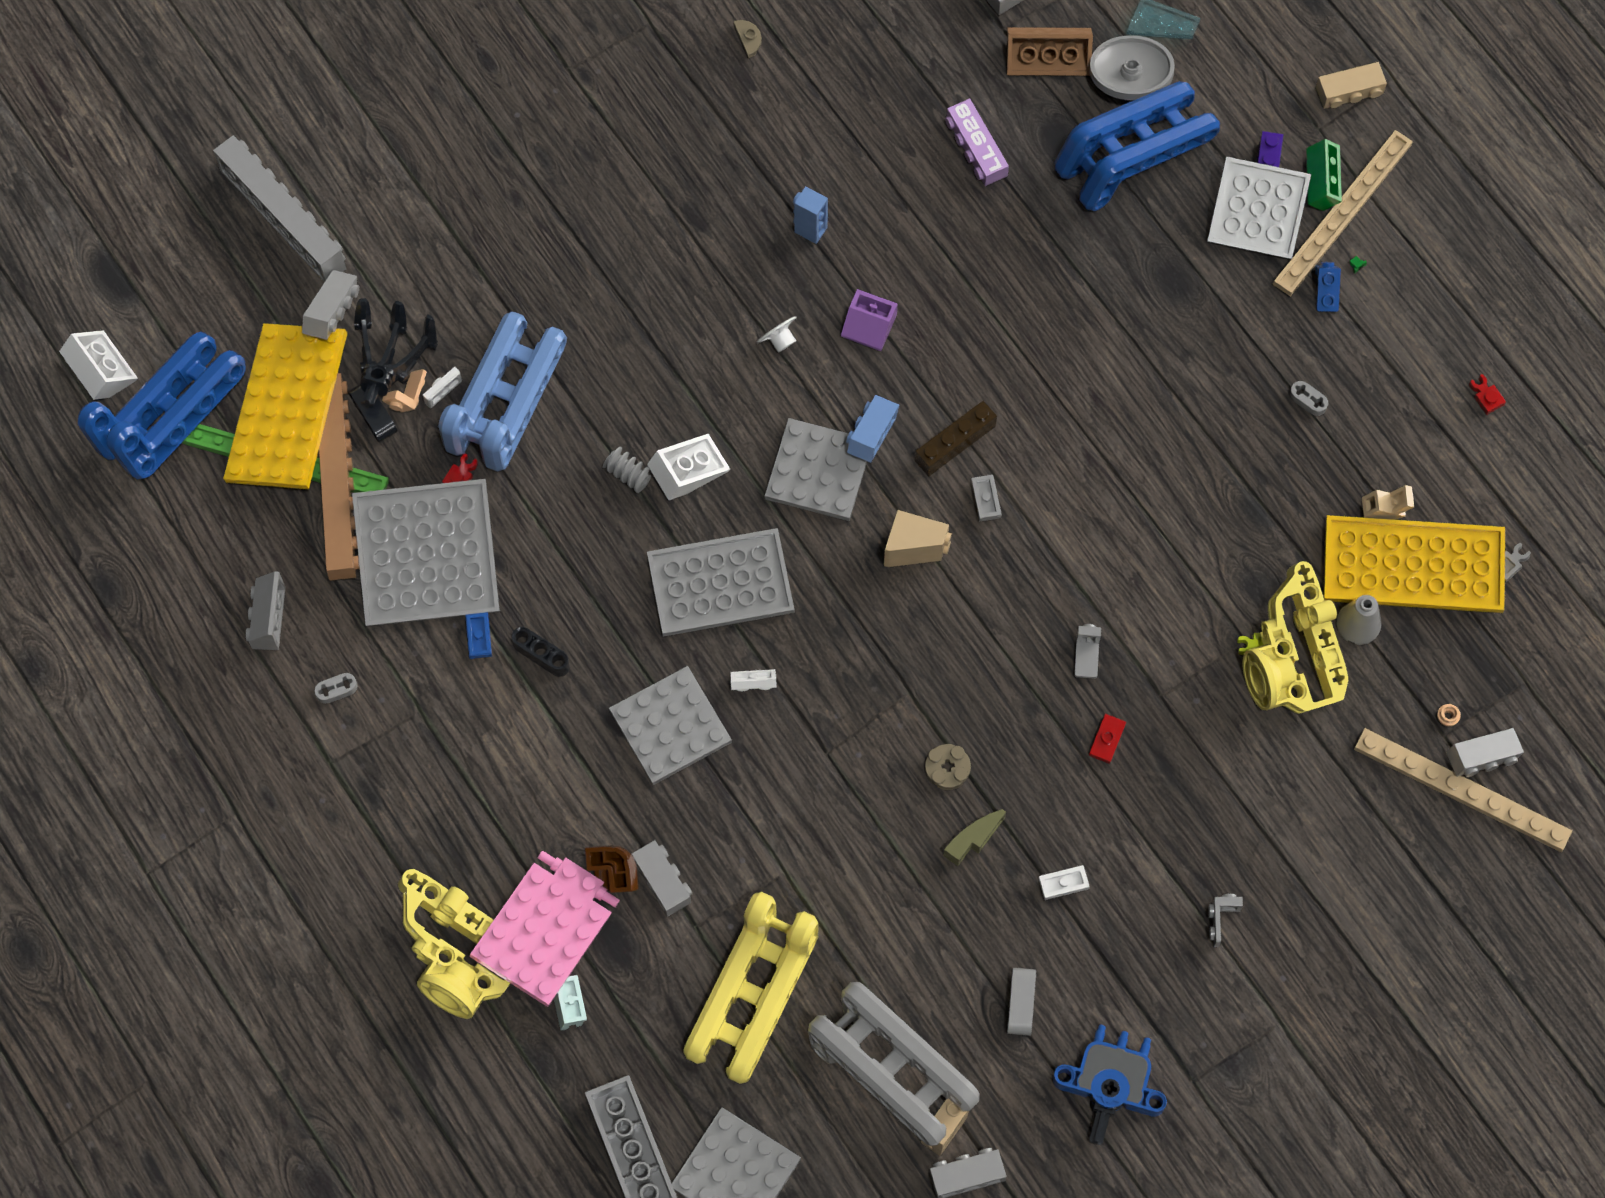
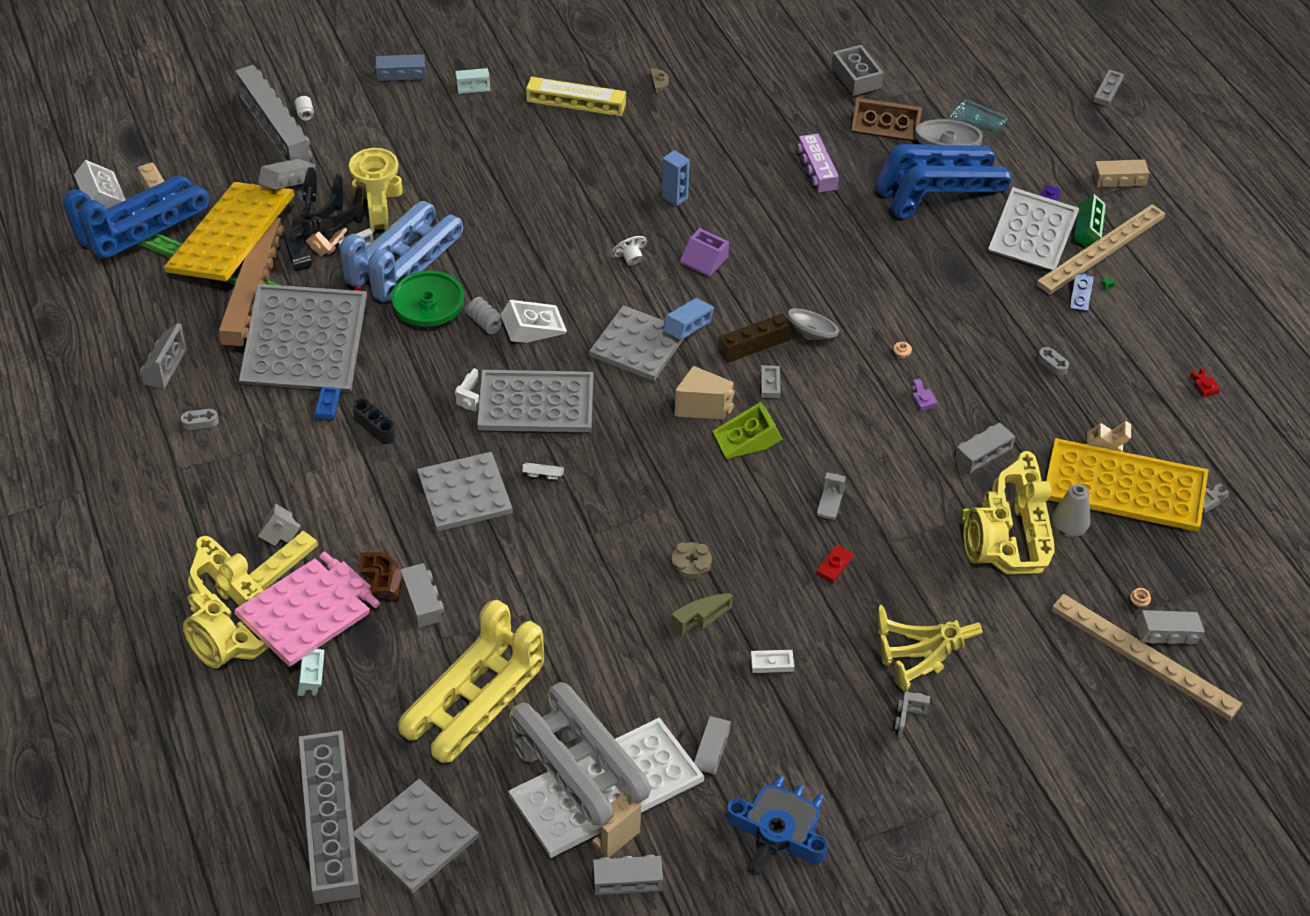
camera: 10 degrees right, 20 degrees down
(158, 339) = (149, 176): none -> tan brick
(311, 178) = (304, 107): none -> white brick
(414, 85) = (400, 67): none -> sand blue brick
(446, 300) = (376, 174): none -> light yellow piece
(476, 821) = (278, 526): none -> light grey brick
(492, 863) = (283, 560): none -> light yellow plate
(512, 88) = (473, 81): none -> light aqua hinge
(554, 459) = (427, 298): none -> green dish
(638, 597) = (463, 392): none -> white bracket
(651, 89) = (576, 96): none -> light yellow brick
(962, 1035) = (562, 825): none -> white plate
(975, 579) = (748, 432): none -> lime slope
(1020, 405) = (812, 324): none -> light grey dish
(1127, 422) = (902, 350): none -> light nougat plate
(1166, 484) = (922, 398): none -> medium lavender plate
(1226, 832) = (933, 646): none -> light yellow piece
(1248, 544) = (984, 447): none -> light grey brick

